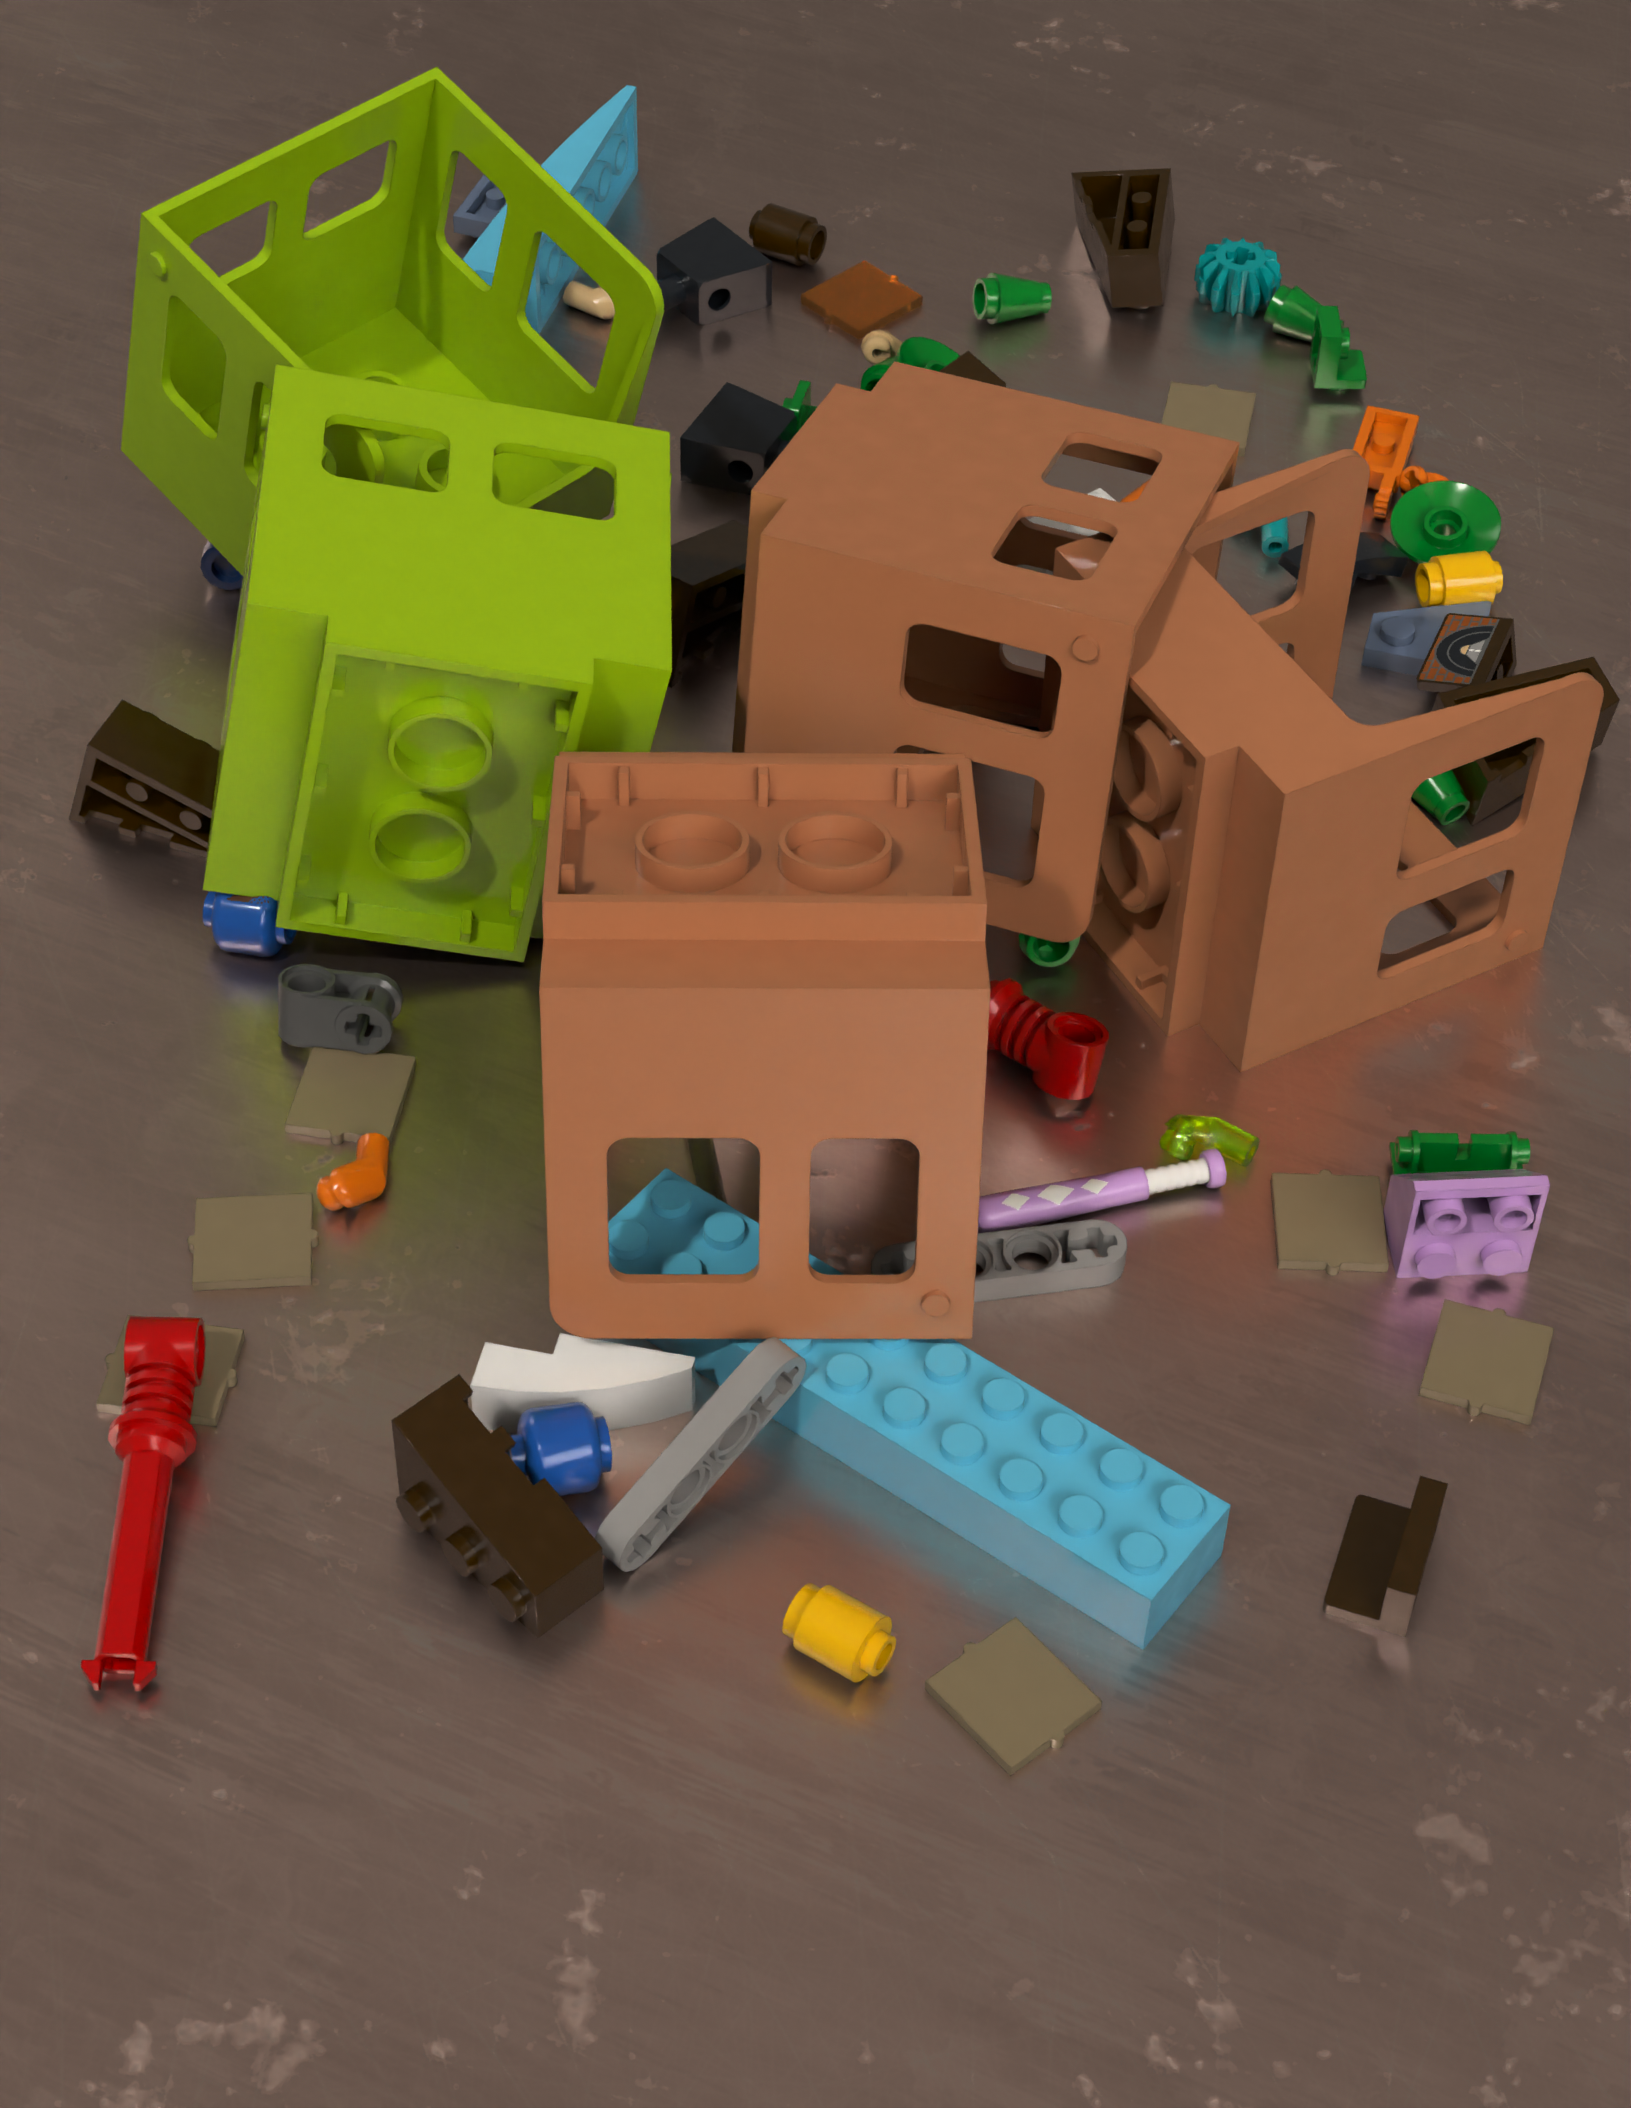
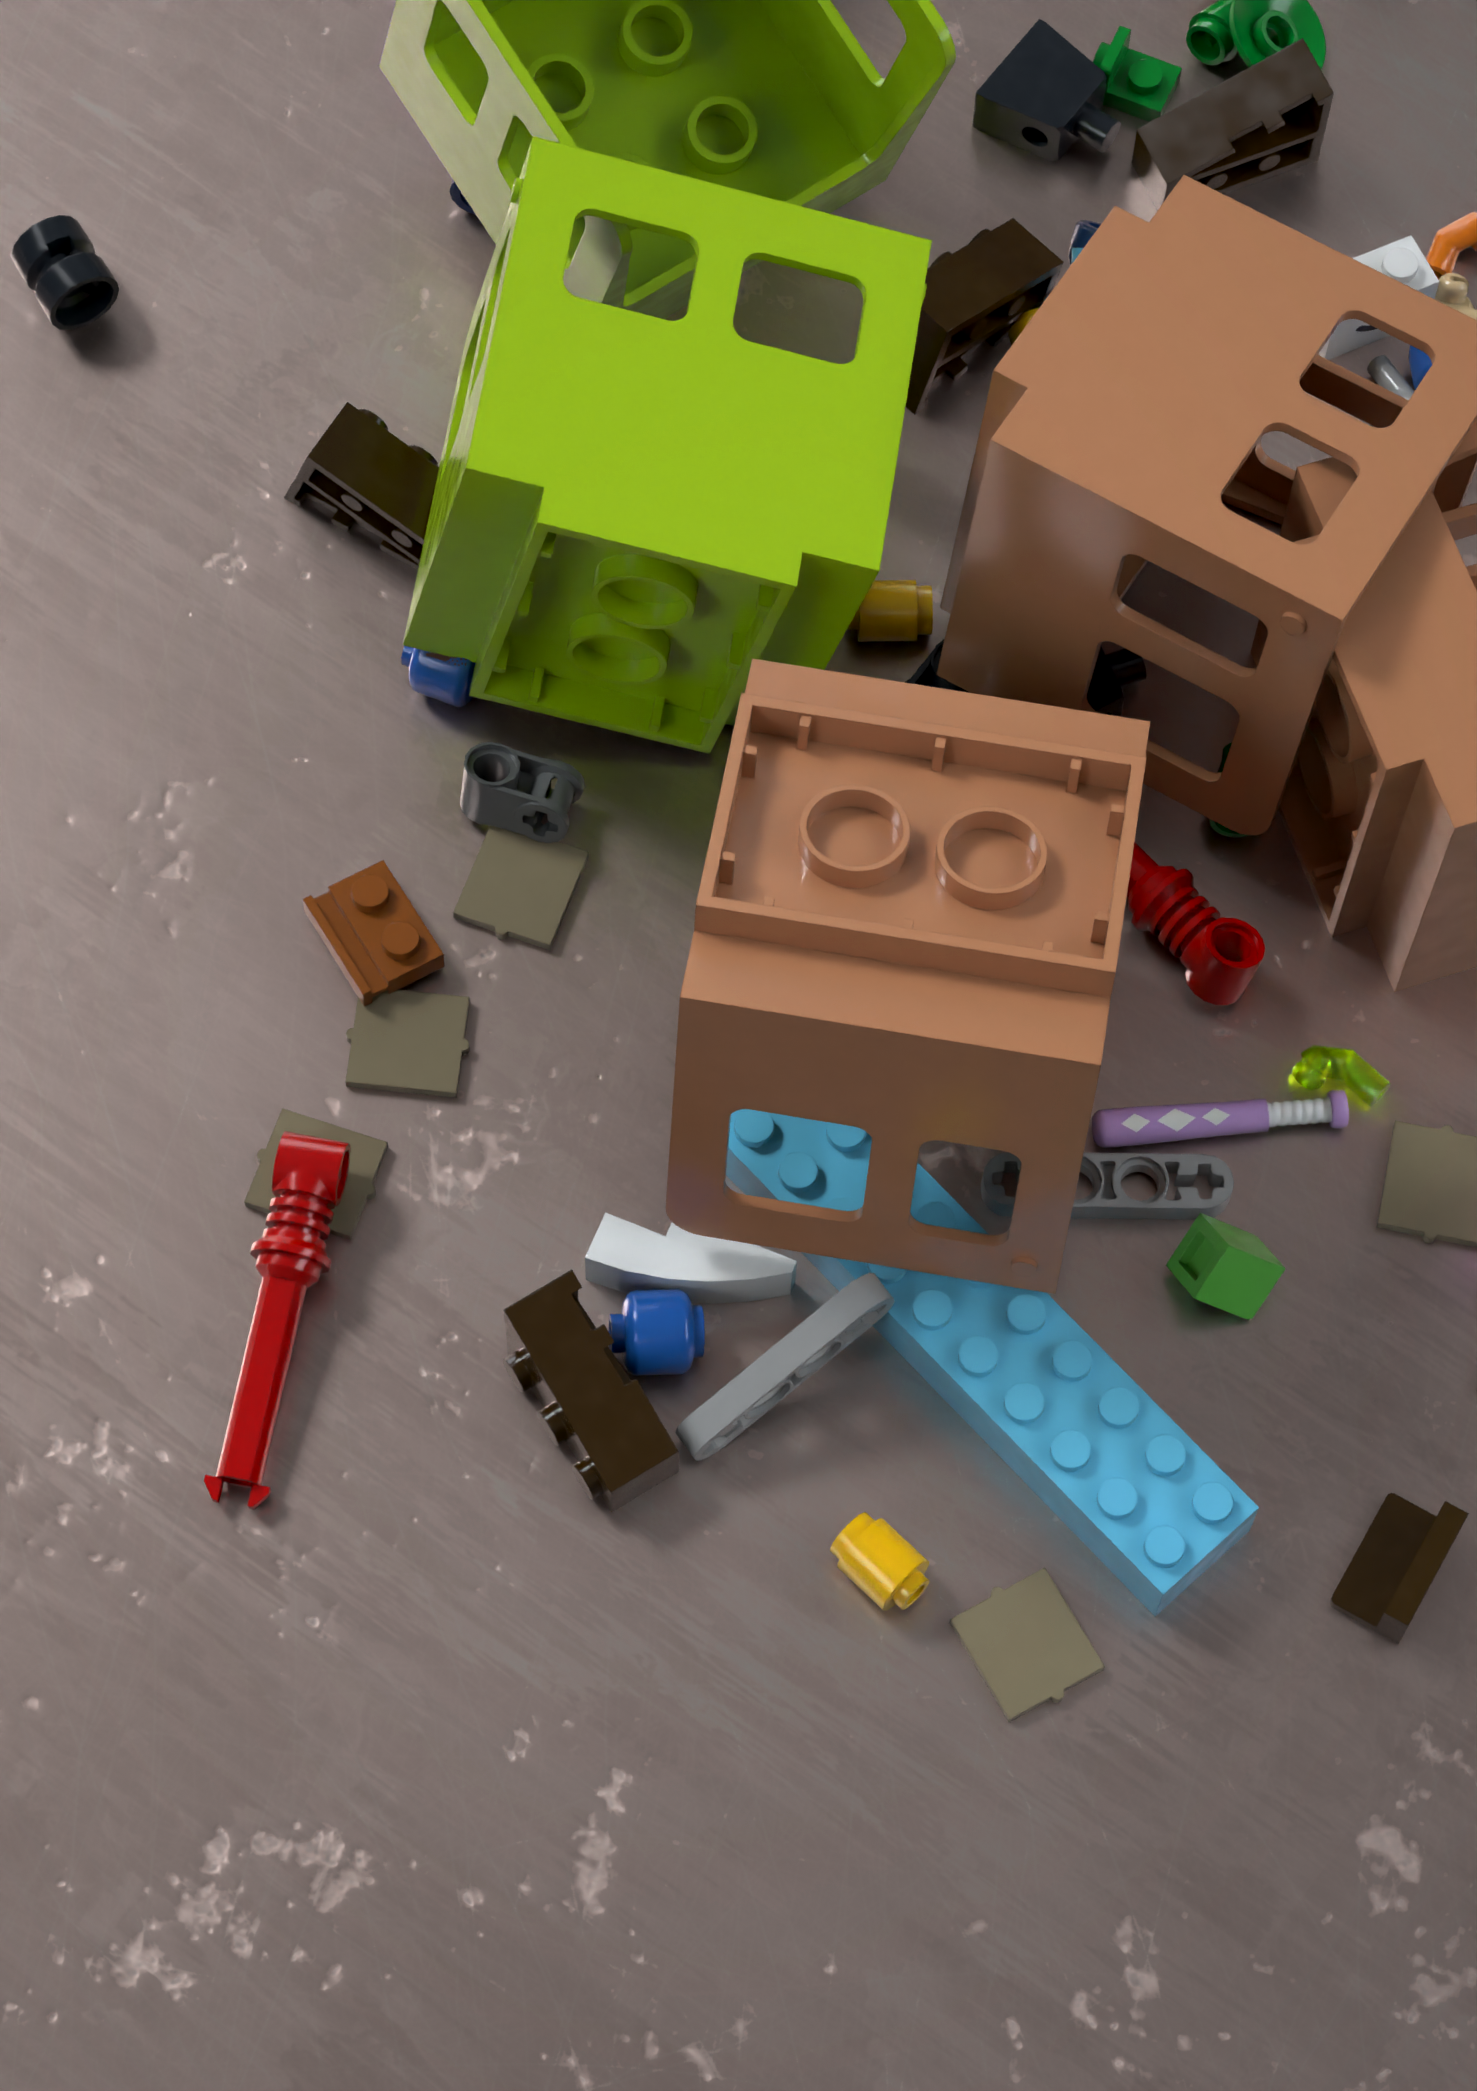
camera: 10 degrees right, 20 degrees up
(205, 1149) = (374, 932): none -> dark orange plate
(358, 1180) = (517, 991): orange arm -> none
(1137, 1312) = (1225, 1266): none -> bright green panel

